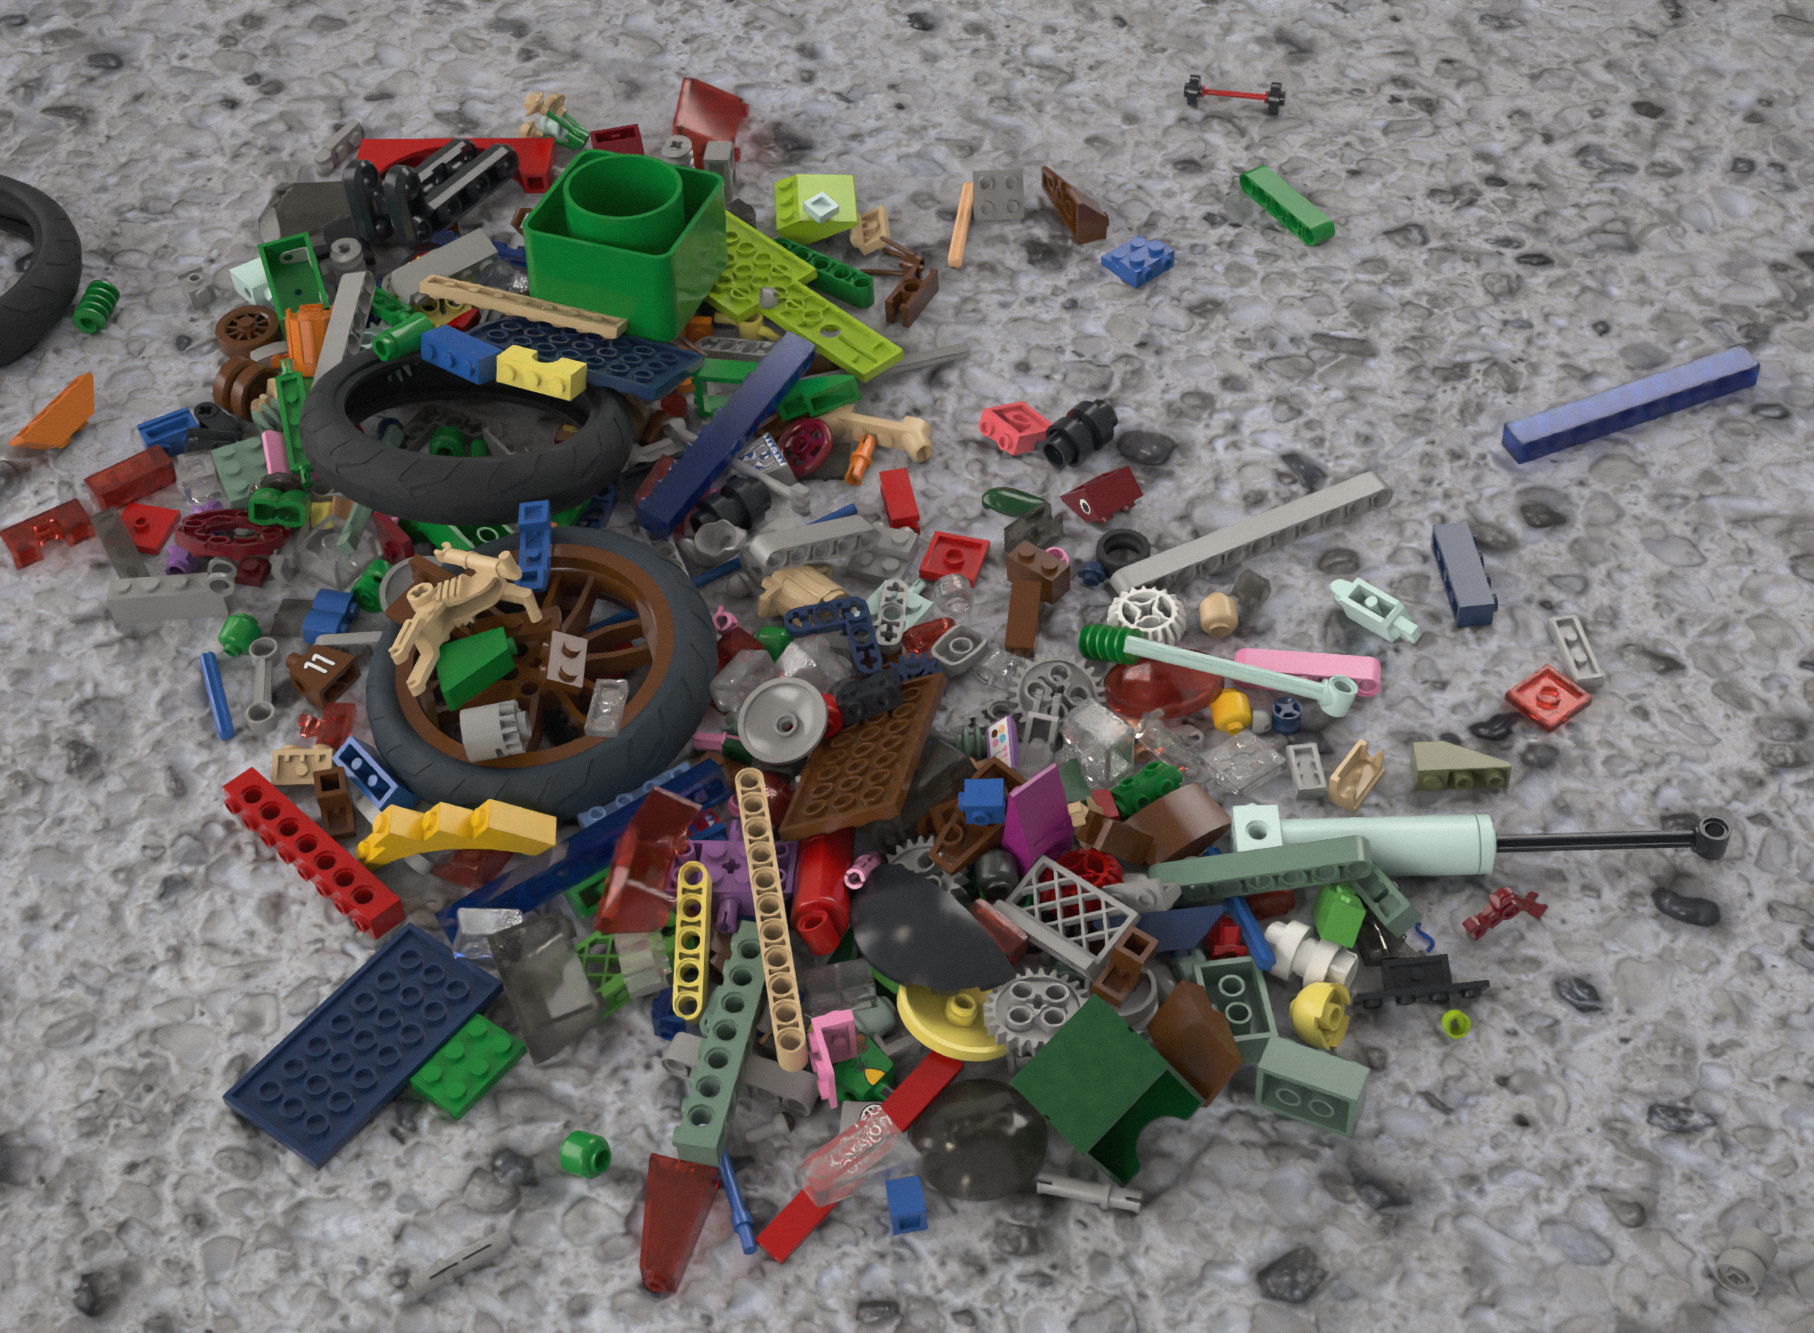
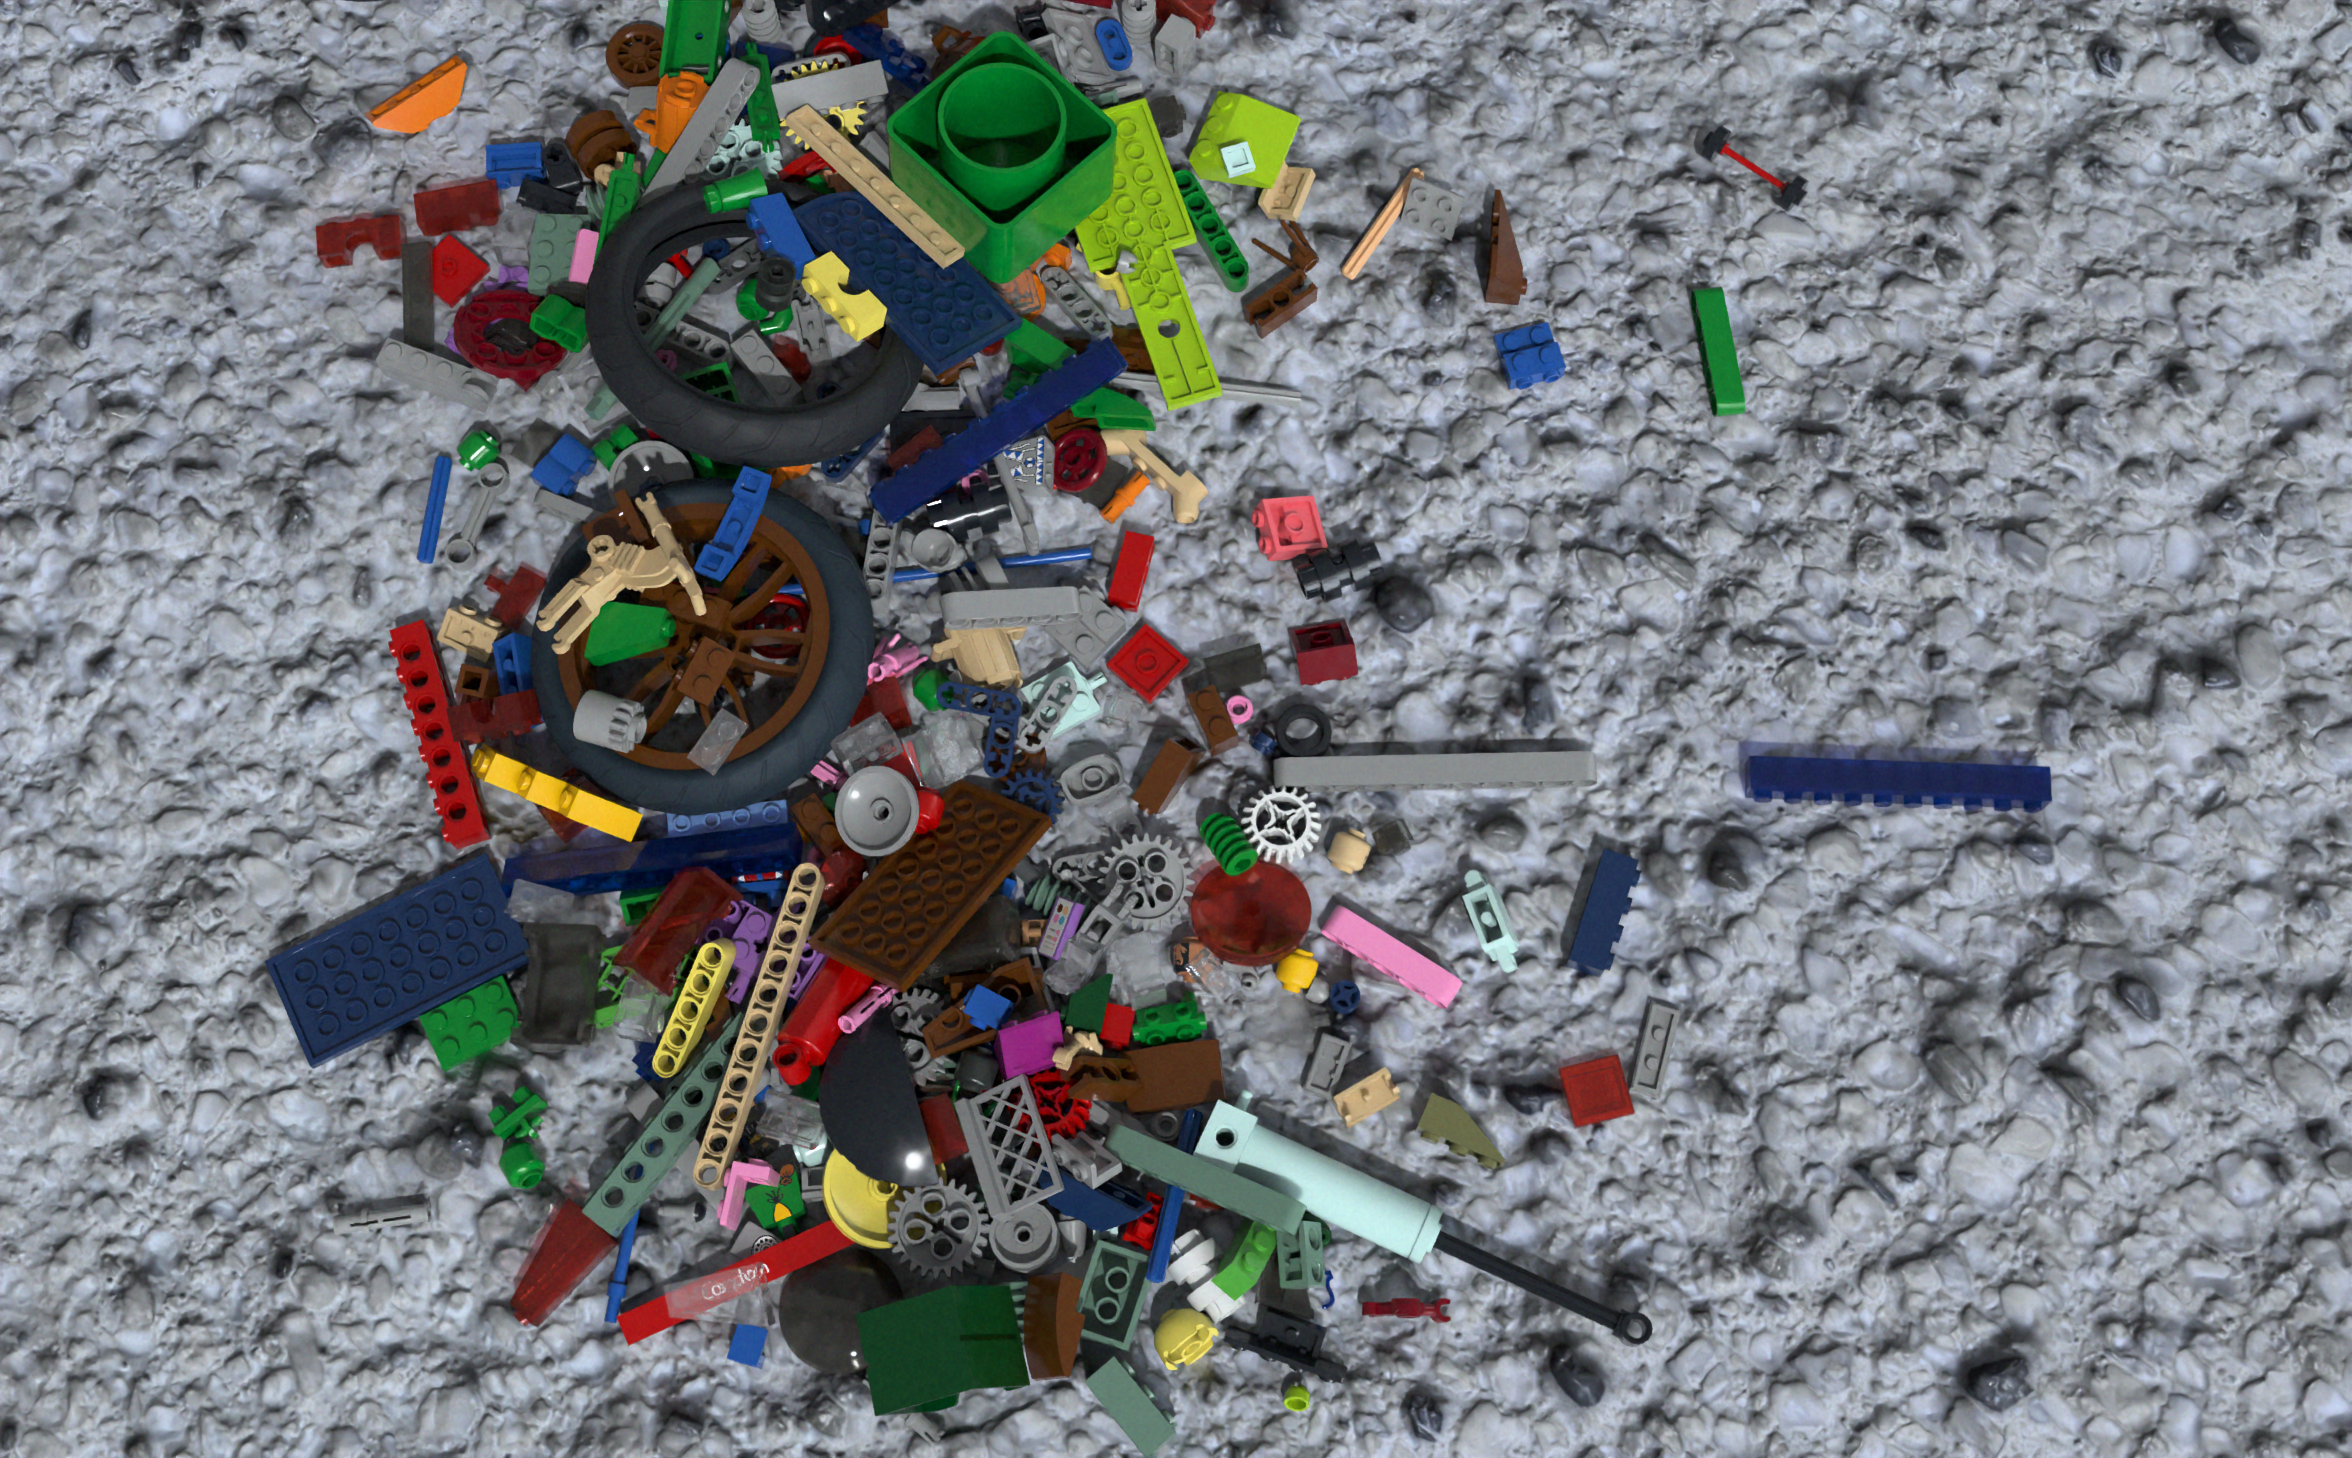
camera: 25 degrees right, 25 degrees up
(322, 674) = (529, 532): reddish brown torso -> none
(388, 785) = (512, 712): none -> clear red arch
(478, 374) = (775, 284): none -> pearl dark grey wheel
(564, 1118) = (523, 1119): none -> green hips
(870, 696) = (976, 807): black plate -> none
(923, 636) = (1066, 747): clear red plate -> none
(1010, 501) = (1237, 617): dark green arm -> none
(1127, 966) = (1026, 1229): reddish brown brick -> none
(1332, 695) = (1325, 948): light aqua piece -> none

